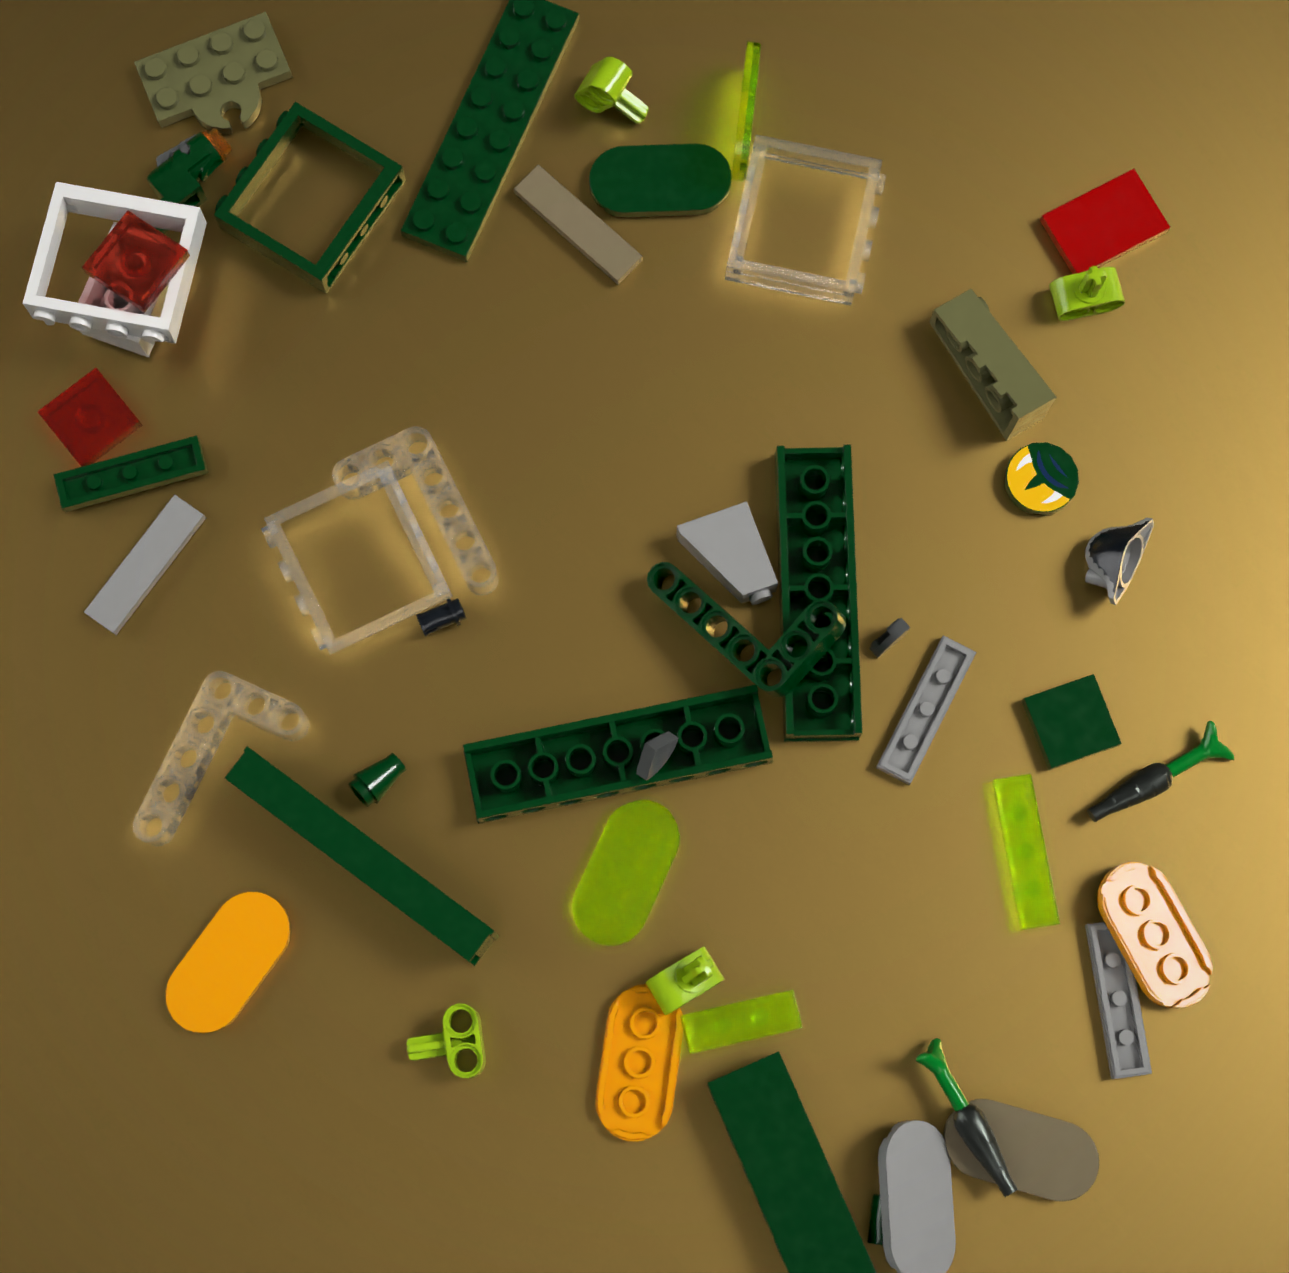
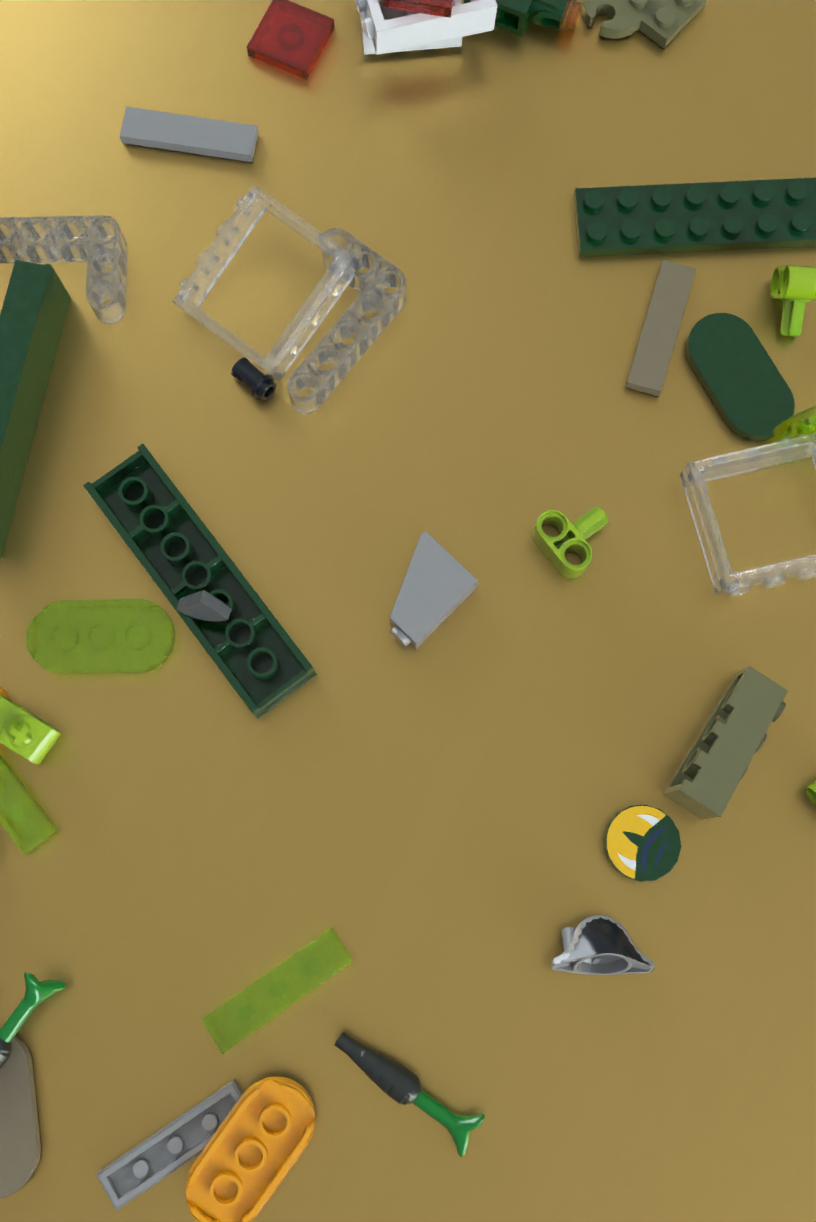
camera: 65 degrees right, 0 degrees up
(130, 474) = (258, 86): dark green plate -> none
(355, 228) = (559, 151): dark green window -> none
(374, 781) = (88, 393): dark green cone -> none
(738, 637) = (350, 630): dark green beam -> none
(740, 404) = (571, 538): none -> lime beam
(816, 565) = (428, 685): dark green tile -> none
(894, 633) = (419, 770): dark grey tile -> none
(926, 710) = (369, 835): light grey tile -> none
(1071, 722) = (421, 978): dark green tile -> none

